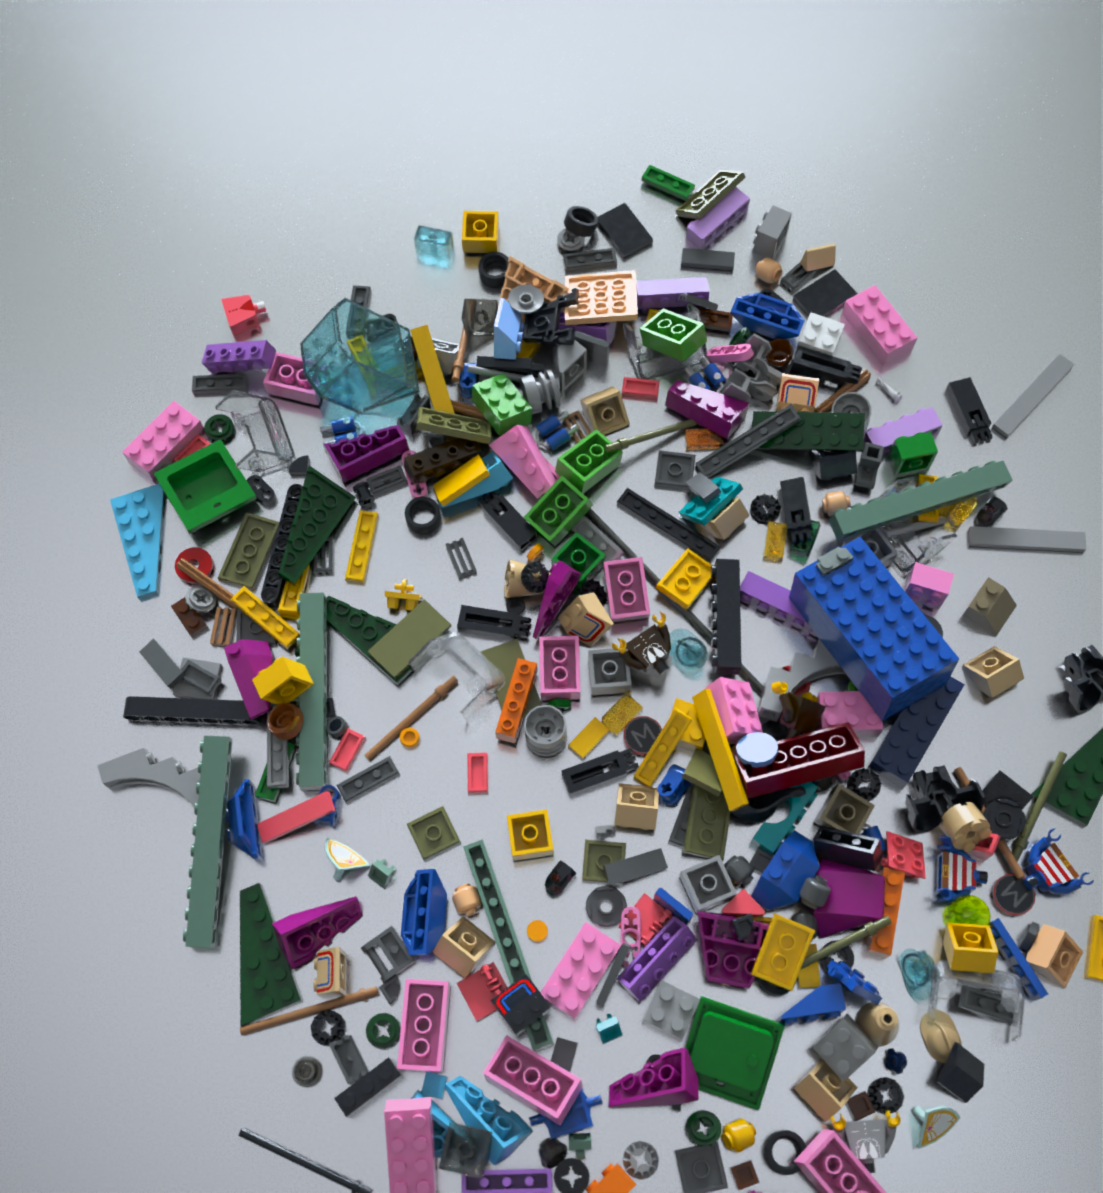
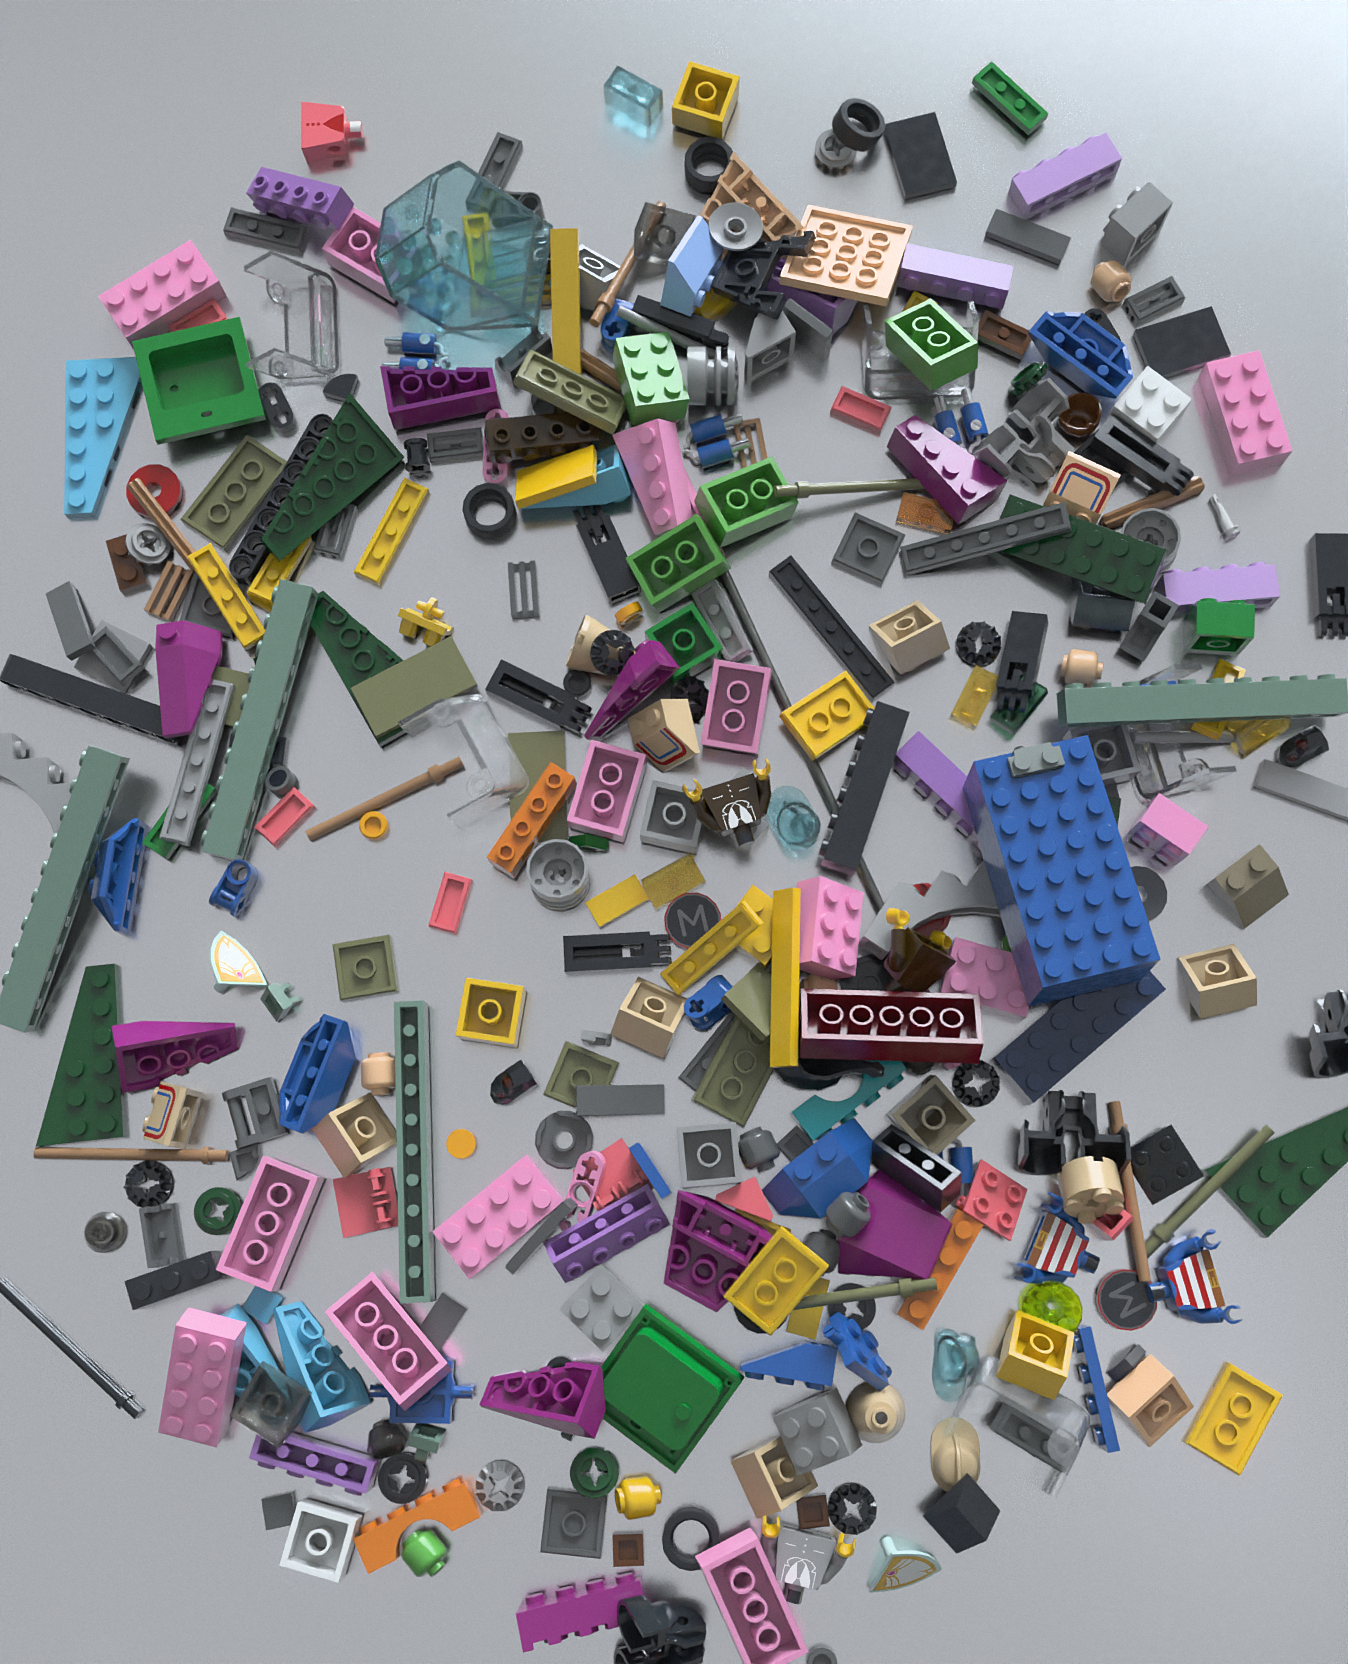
camera: 20 degrees right, 10 degrees up
(211, 428) = (235, 291): dark green gear -> none
(282, 681) = (217, 699): yellow brick -> none
(285, 721) = (208, 754): dark orange piece -> none
(296, 817) = (186, 891): coral tile -> none
(368, 779) = (300, 866): dark grey tile -> none
(521, 1005) = (401, 1240): black slope -> none
(589, 259) = (853, 188): dark grey tile -> none
(605, 410) = (797, 431): tan slope -> none
(608, 1029) = (512, 1304): teal tile -> none
(698, 301) = (986, 302): dark grey tile -> none
(702, 512) = (902, 610): teal plate -> none
(703, 487) = (896, 588): tile -> none
(710, 194) = (1065, 134): olive tile -> none
(730, 353) = (1006, 396): bright pink beam -> none
(742, 926) = (733, 1229): black tile -> none
(757, 749) = (835, 995): tile -> none
(819, 257) = (1193, 282): tan slope -> none
(896, 1061) = (881, 1469): dark blue plate -> none
(1005, 818) = (1151, 1194): black tile -> none

